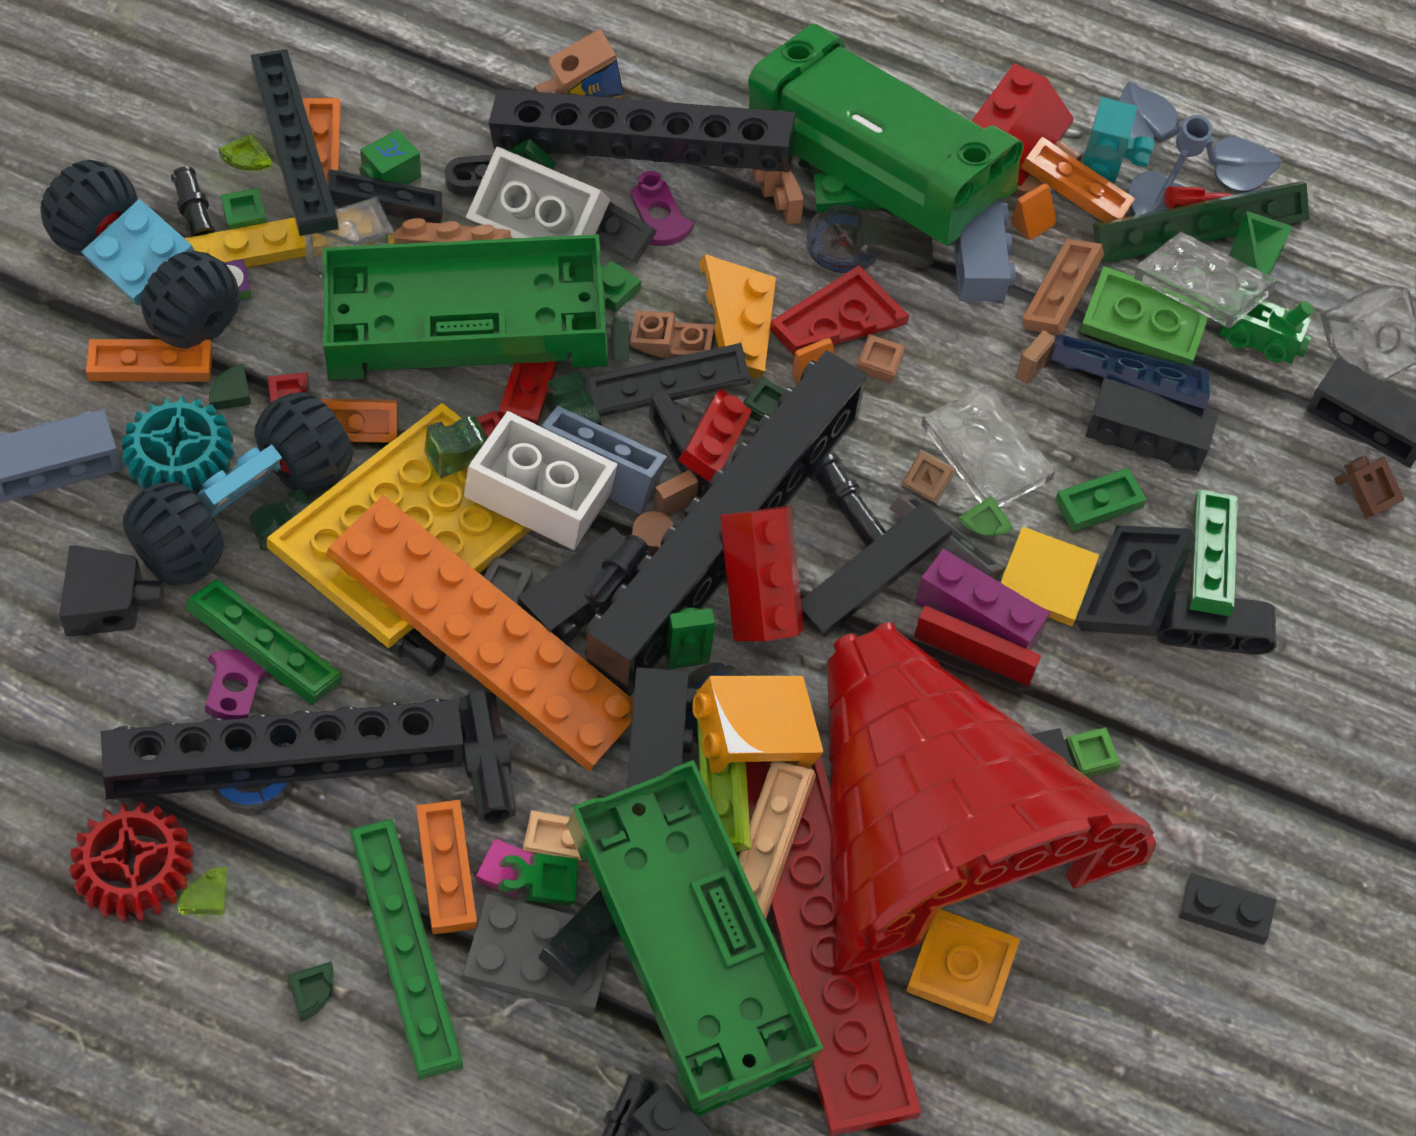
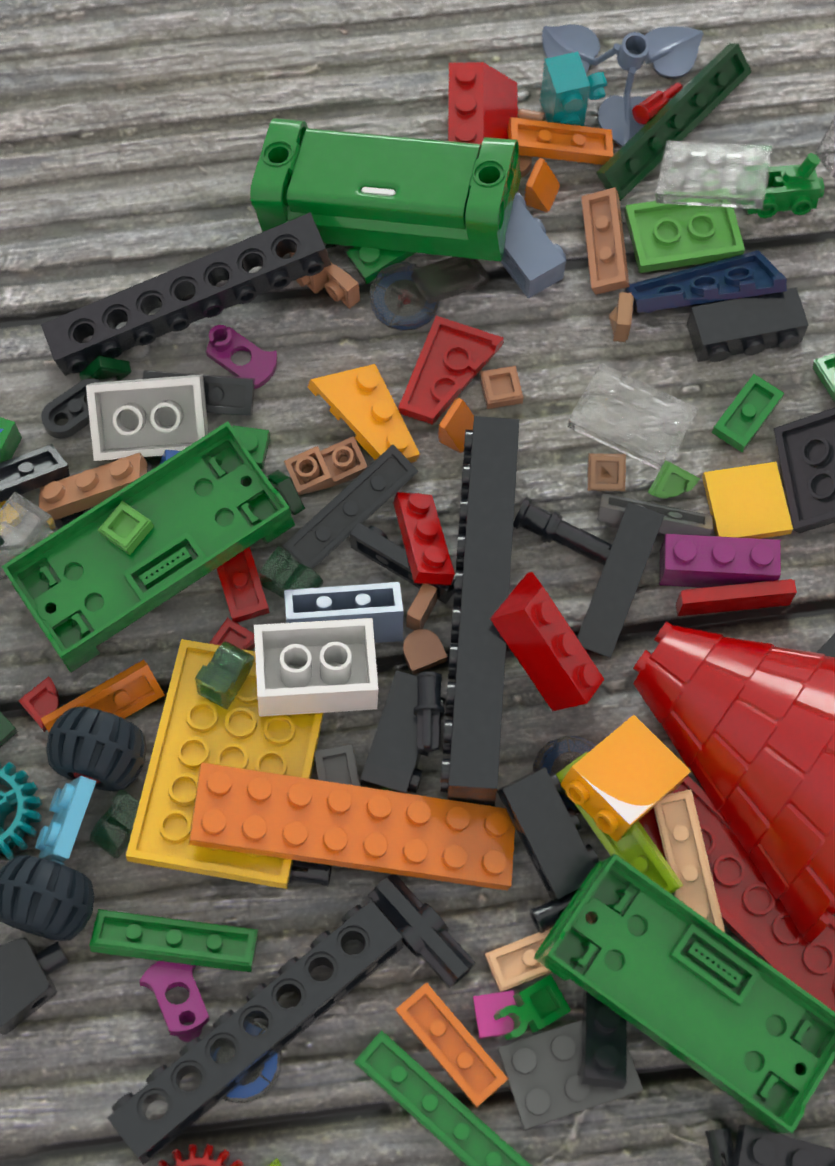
camera: 25 degrees left, 10 degrees up
(452, 276) = (126, 527): none -> bright green tile
(585, 69) = (103, 268): nougat torso -> none
(690, 637) = (519, 730): green plate -> none
(763, 399) = (439, 479): dark green tile -> none
(1260, 242) = (735, 120): green slope -> none

